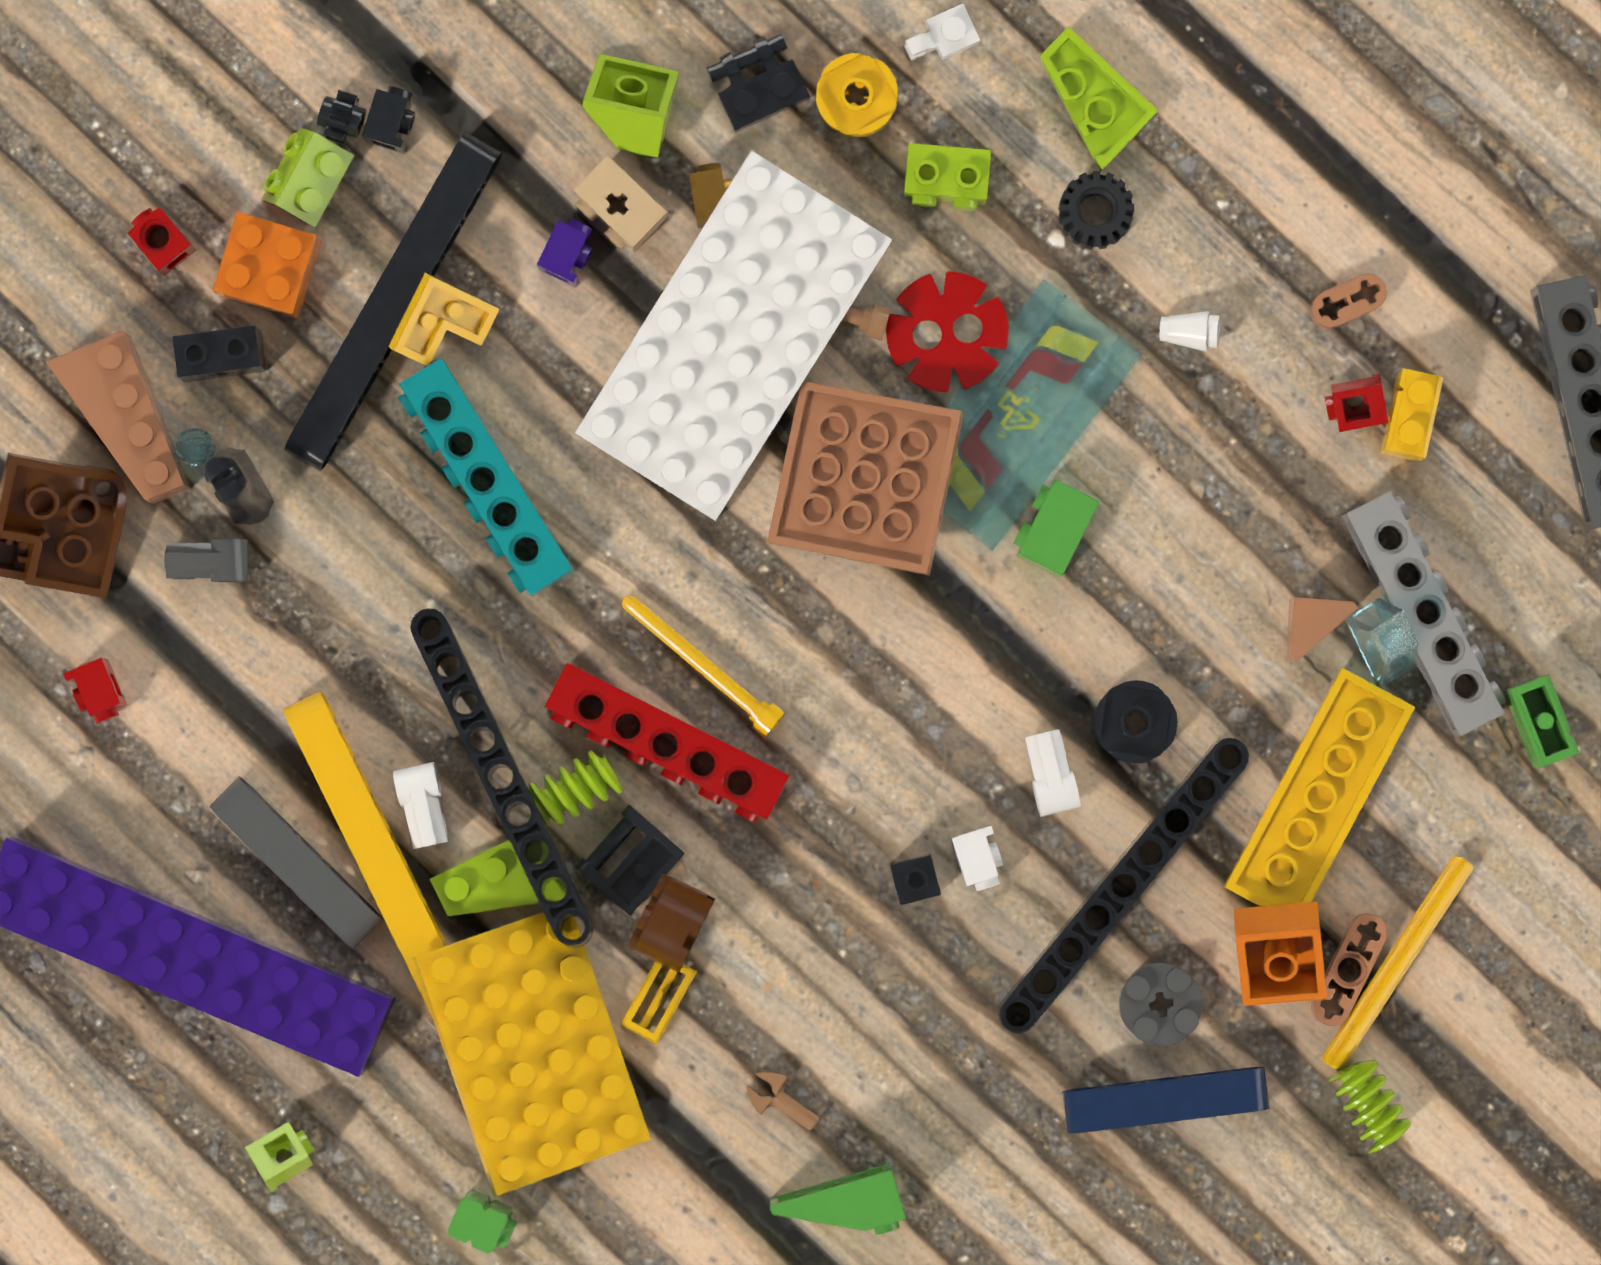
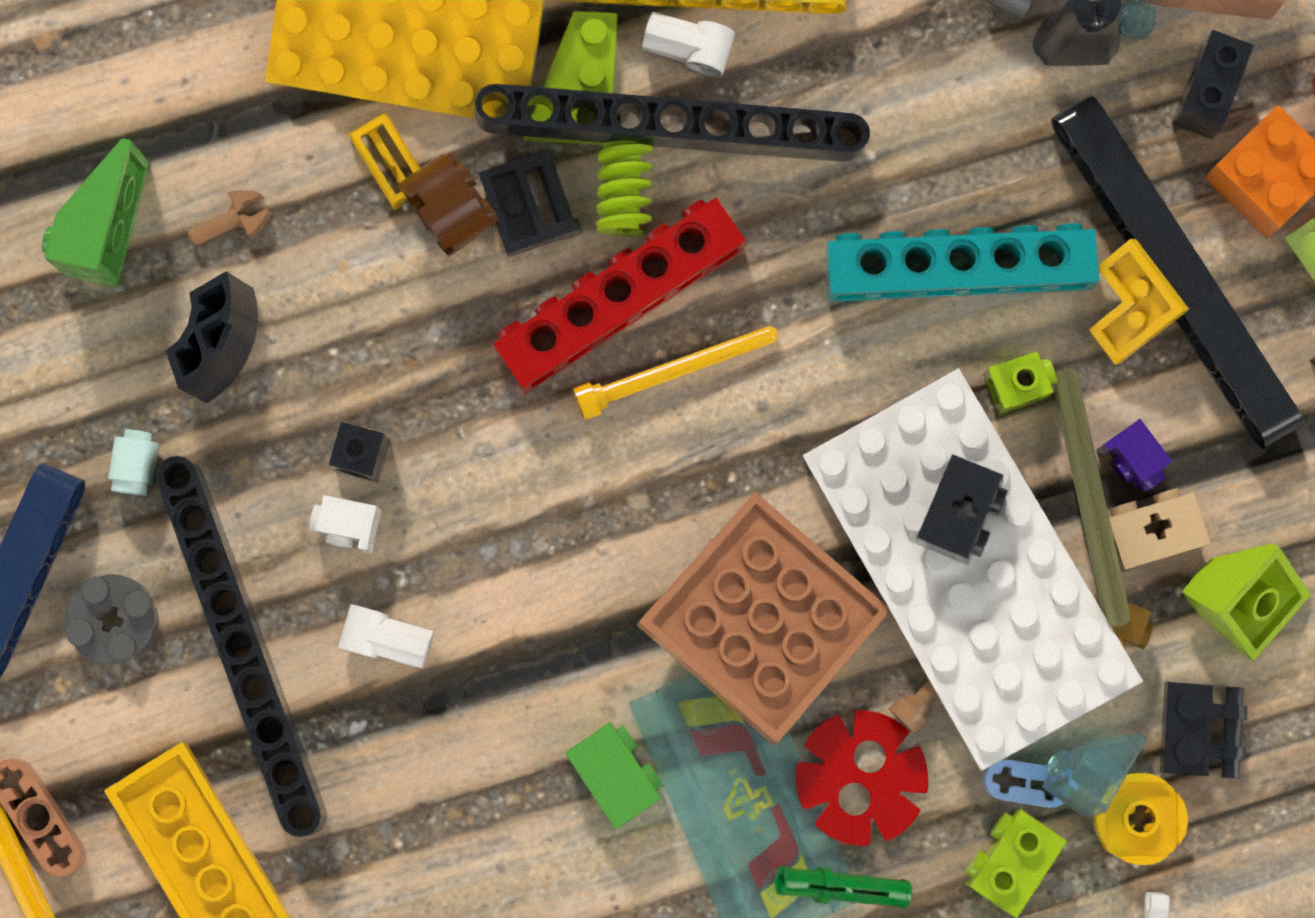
camera: 120 degrees right, 5 degrees down
(567, 388) = (1005, 388): none -> lime brick
(621, 270) = (1091, 498): none -> olive axle
(673, 379) = (962, 483): none -> black brick
(844, 151) = (1092, 772): none -> clear light blue slope
(887, 1049) = (216, 337): none -> black brick
(888, 196) = (1022, 794): none -> light blue beam
(1026, 1059) = (133, 462): none -> light aqua brick
(1049, 311) = (824, 886): none -> green pin
(1154, 708) = (362, 750): black plate -> none
(1280, 953) = (85, 756): orange brick -> none

